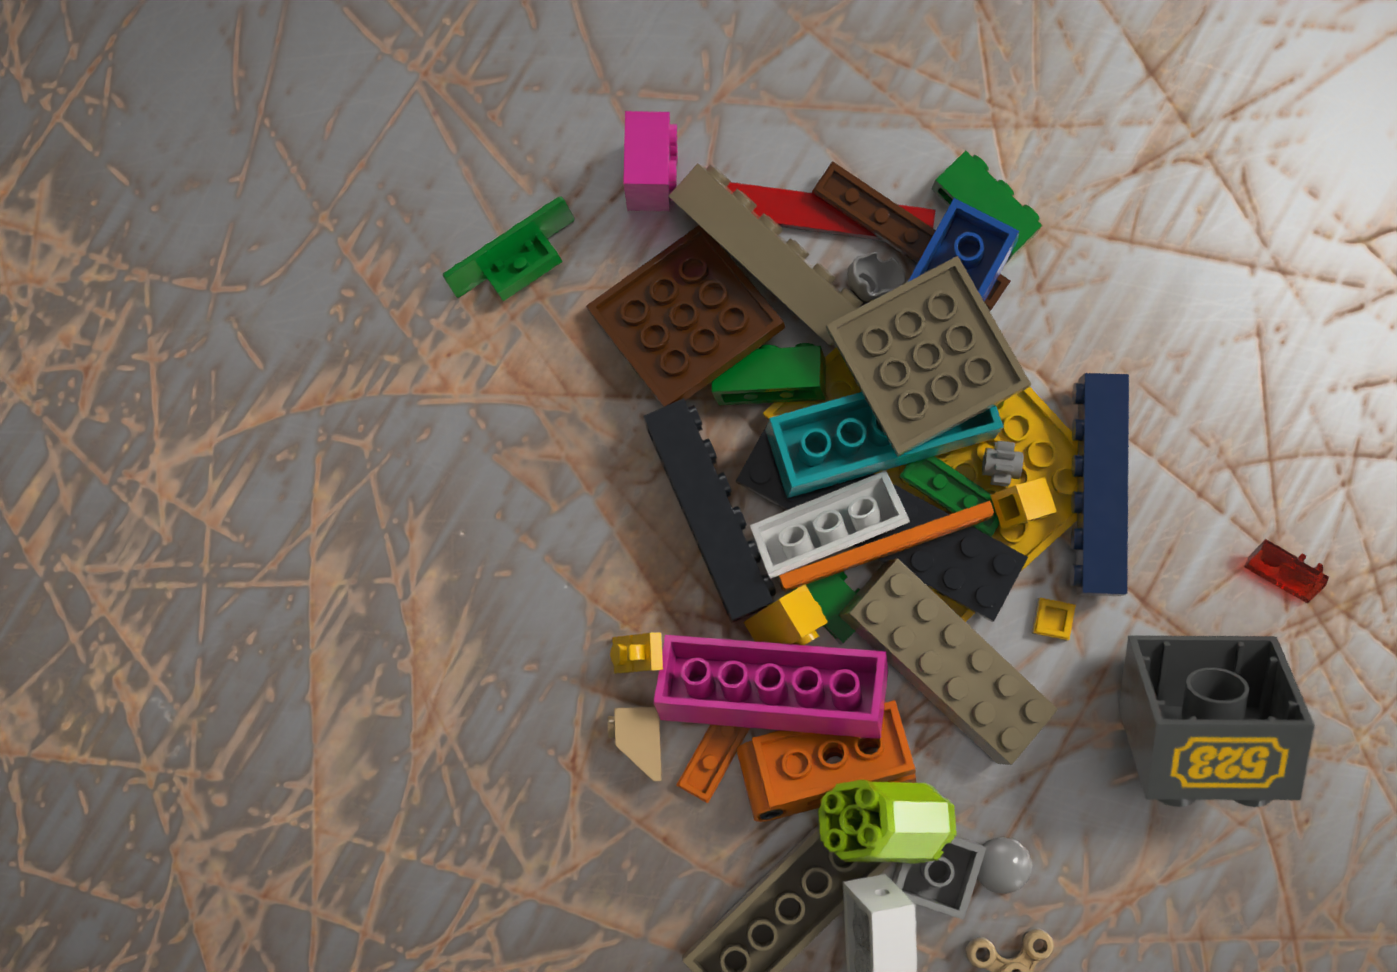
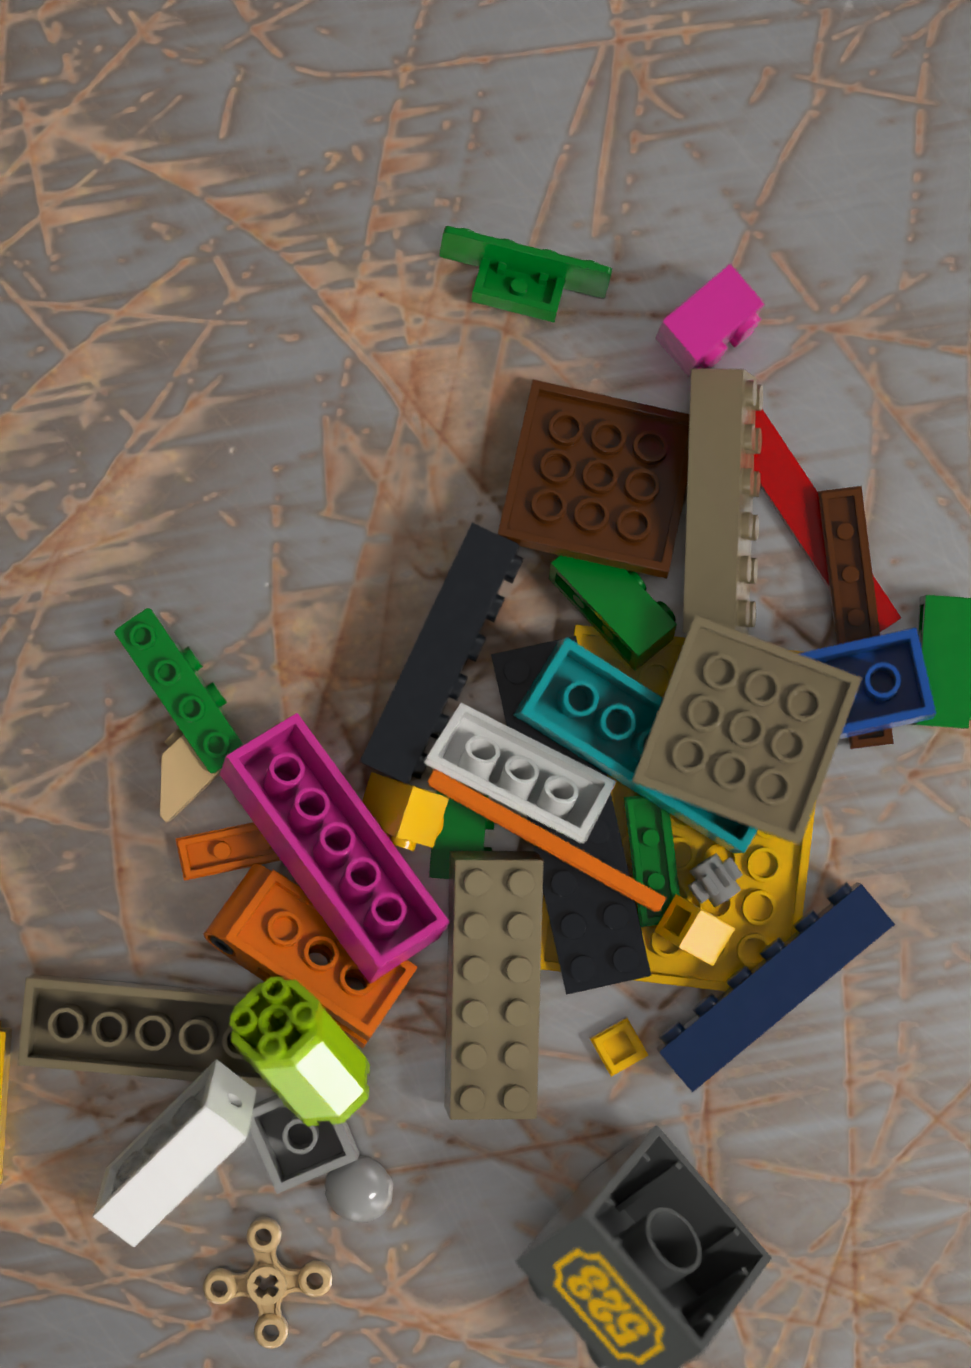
camera: 50 degrees right, 5 degrees up
(584, 696) = (180, 688): none -> green bracket
(637, 653) = (259, 701): yellow plate -> none
(873, 277) = (787, 618): light grey hair -> none
(1287, 571) = (844, 1219): clear red plate -> none

